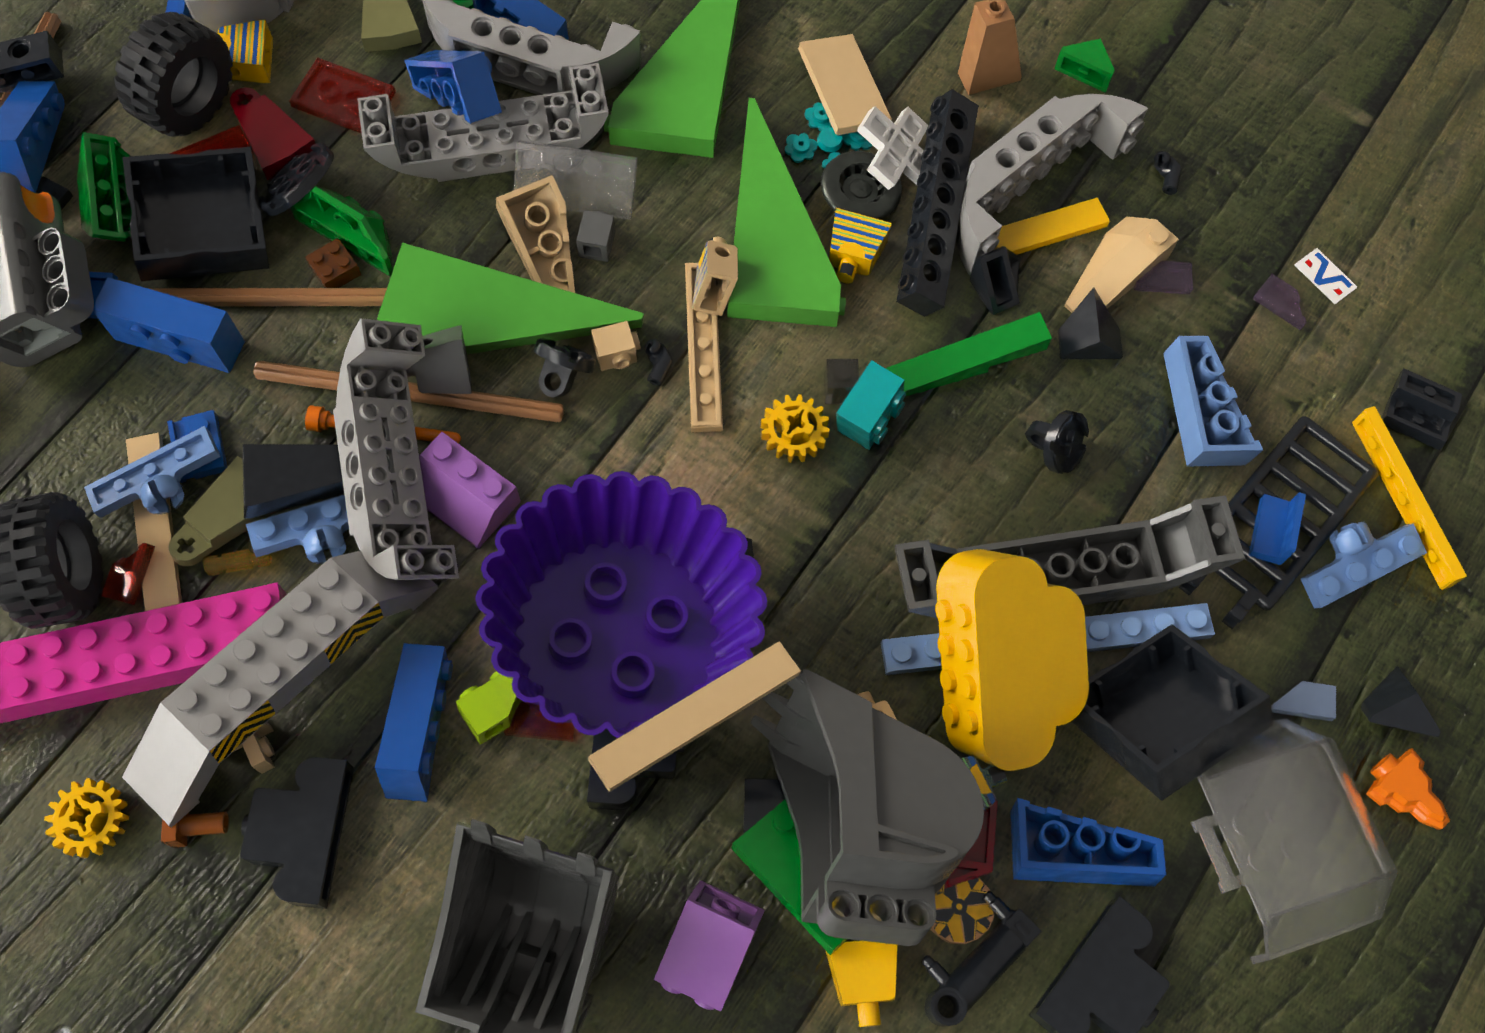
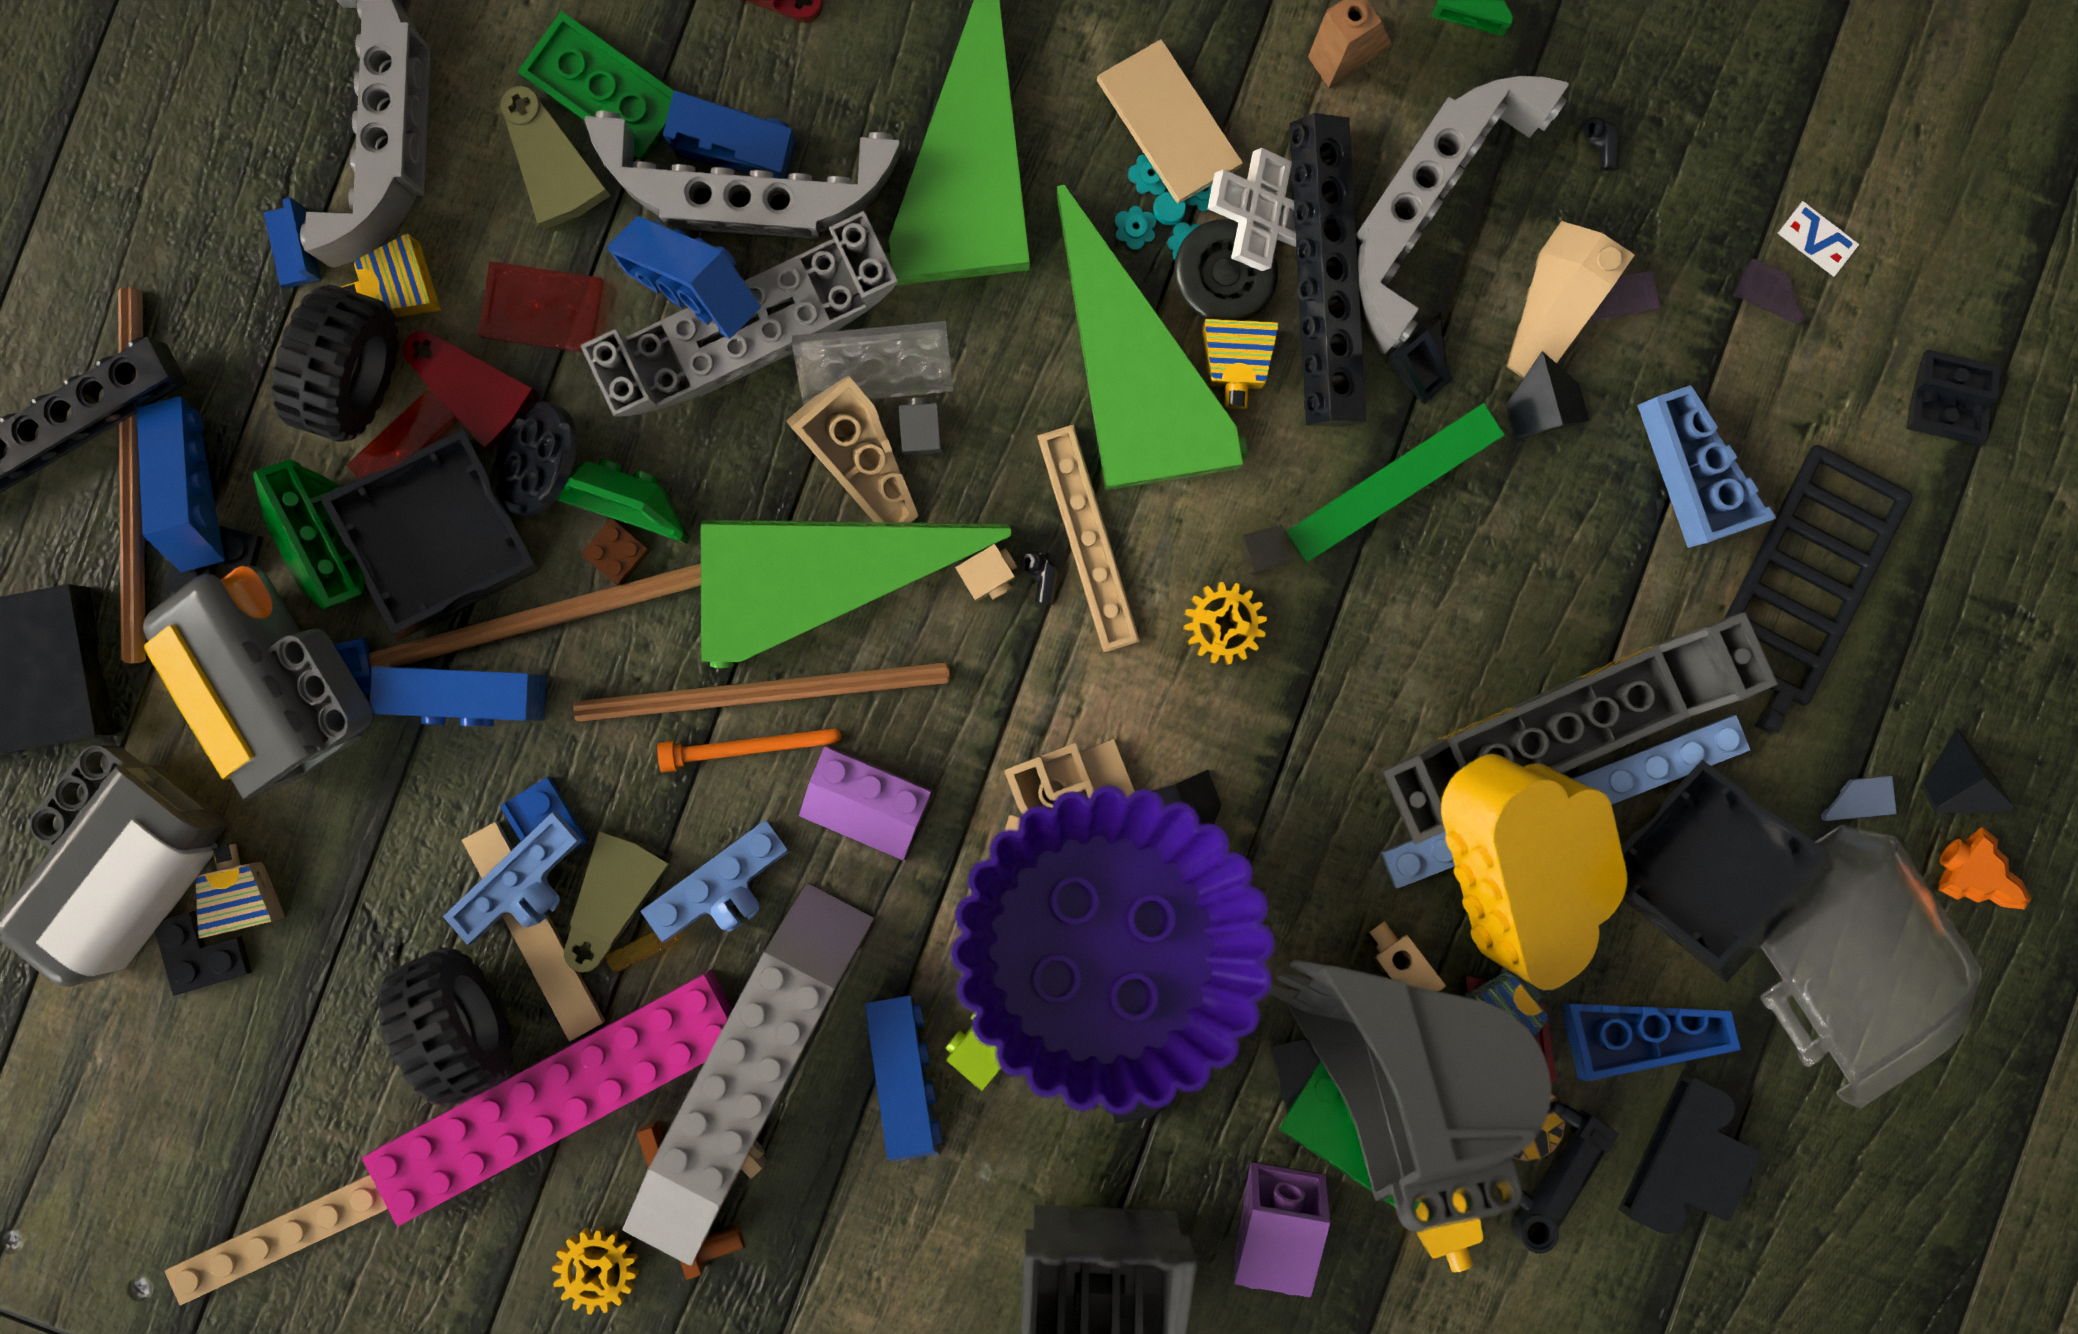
camera: 10 degrees left, 20 degrees up
(128, 575) = (530, 1001): clear red tile -> none
(288, 476) = (674, 843): black slope -> none
(300, 830) = (822, 1225): black brick -> none
(382, 454) = (777, 814): light grey slope -> none
(444, 365) = (790, 660): dark grey torso -> none
(564, 362) = (933, 610): black tile -> none
(693, 716) = (1228, 1061): tan tile -> none
(720, 262) = (1084, 455): tan torso -> none
(870, 405) = (1310, 583): teal brick -> none
(1053, 226) = (1470, 263): yellow tile -> none
(1060, 440) = (1541, 565): black tile -> none
(1277, 528) = (1804, 609): blue panel -> none
(1361, 560) = (1904, 616): medium blue plate -> none
(1408, 497) = (1949, 523): yellow tile -> none

